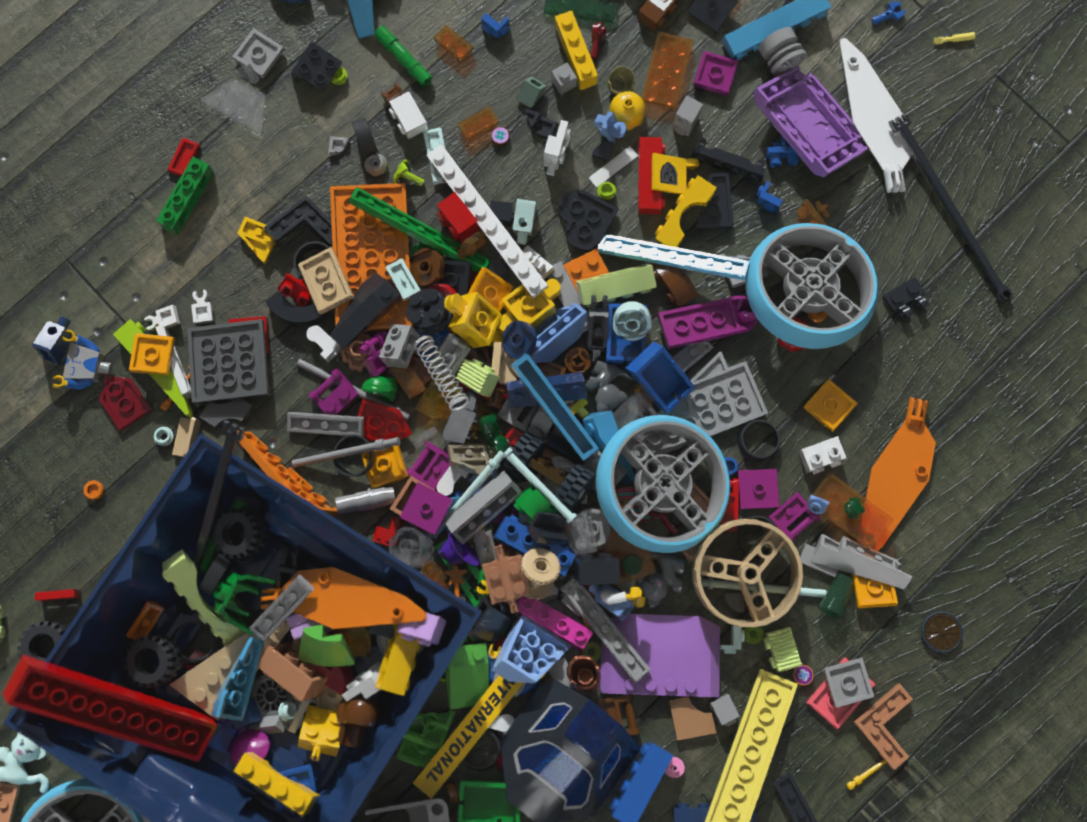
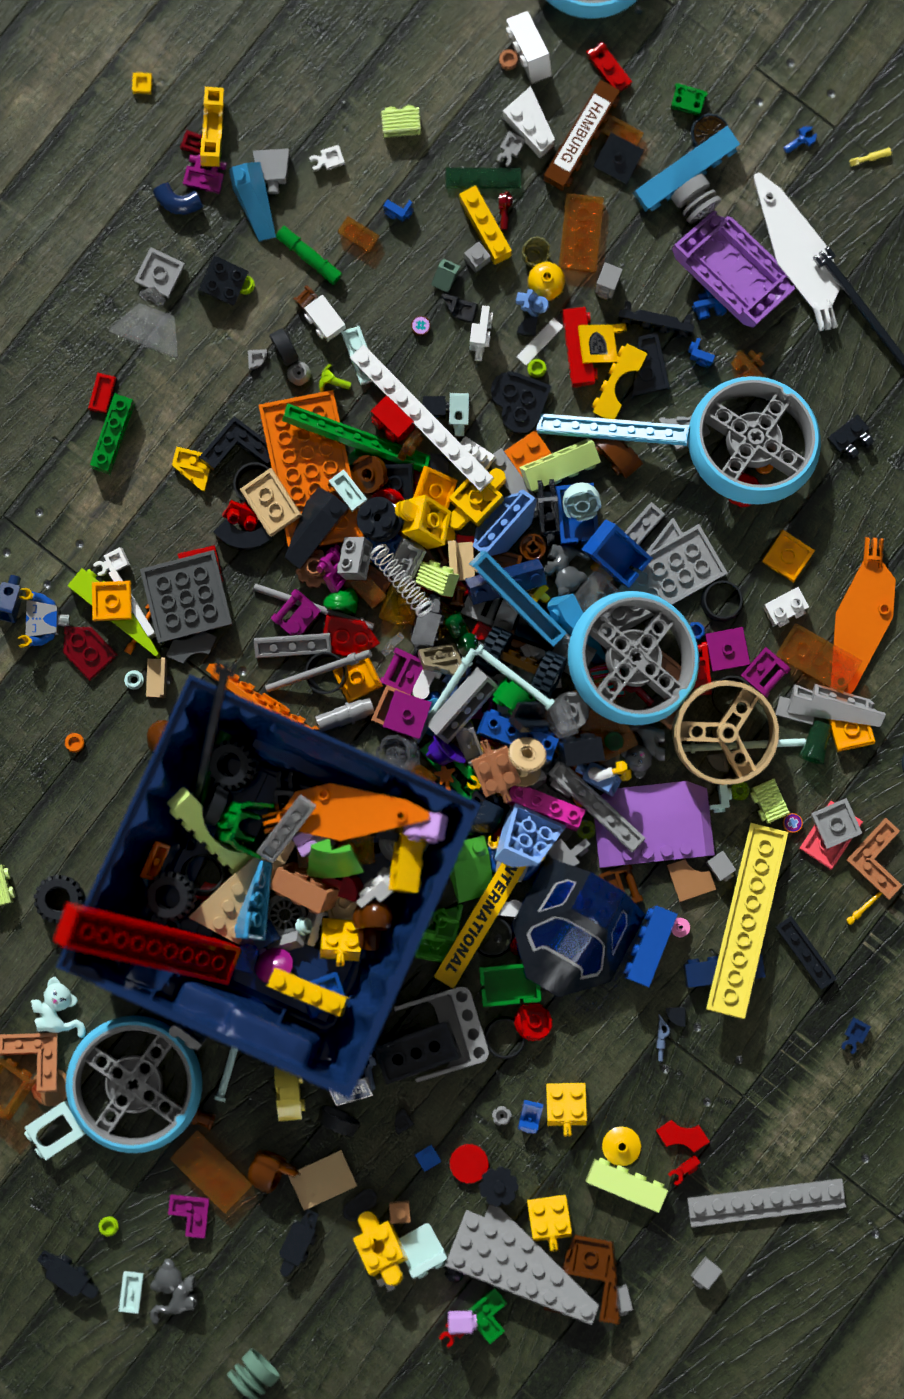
camera: 10 degrees left, 5 degrees up
(57, 595) = (58, 849): red tile -> none
(202, 311) = (150, 548): white plate -> none
(319, 337) = (272, 559): white leg -> none
(384, 534) = (370, 746): red piece -> none
(452, 792) = (473, 981): reddish brown tile -> none
(478, 123) = (396, 316): clear orange plate -> none
(519, 339) = (472, 535): dark blue tile -> none
(584, 674) = (582, 850): copper hair -> none
(706, 321) = (655, 489): magenta plate -> none
(715, 73) = (631, 229): magenta plate -> none
(817, 504) = (786, 657): medium blue plate -> none
(853, 508) = (821, 655): dark green plant -> none

